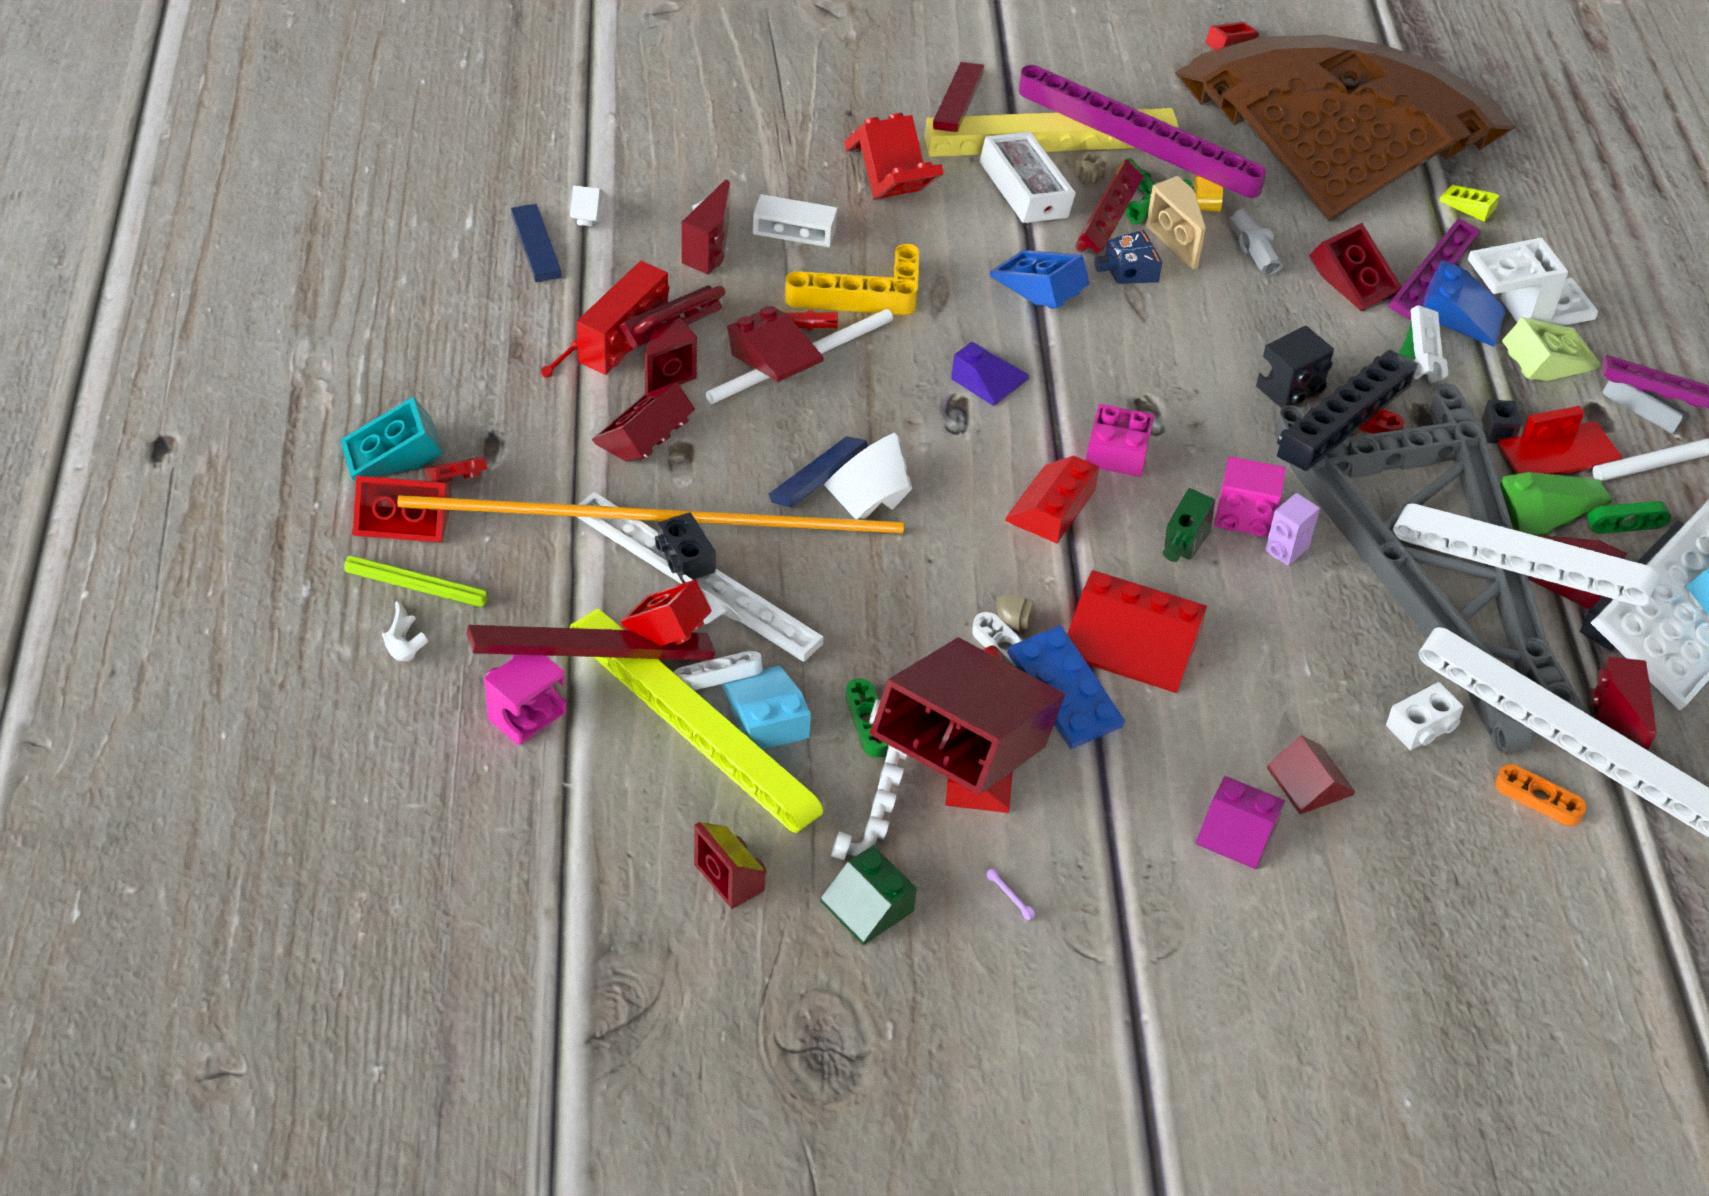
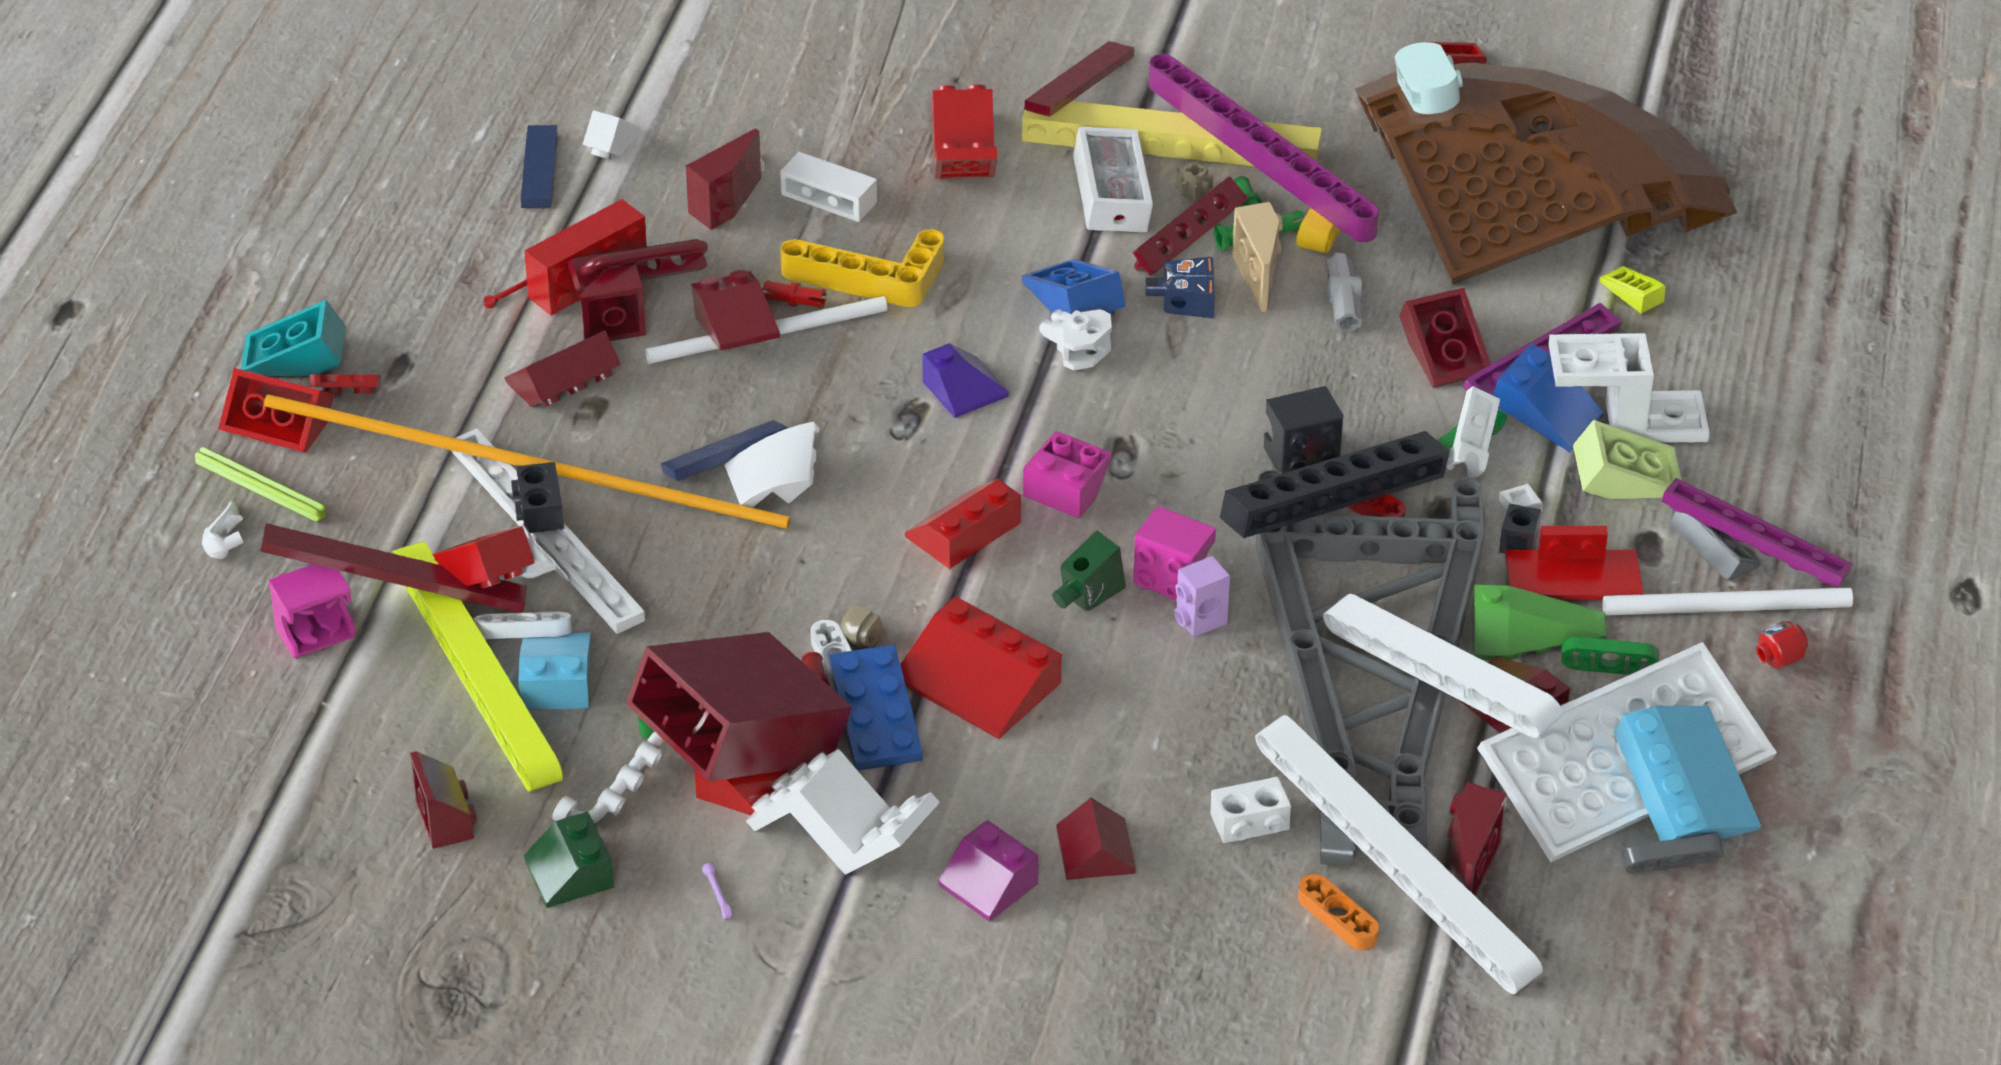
camera: 20 degrees right, 5 degrees down
(1067, 316) = (1078, 334): none -> white hinge
(1099, 796) = (841, 811): none -> white bracket
(1254, 53) = (1428, 78): none -> light aqua brick
(1480, 394) = (1522, 496): none -> white tile

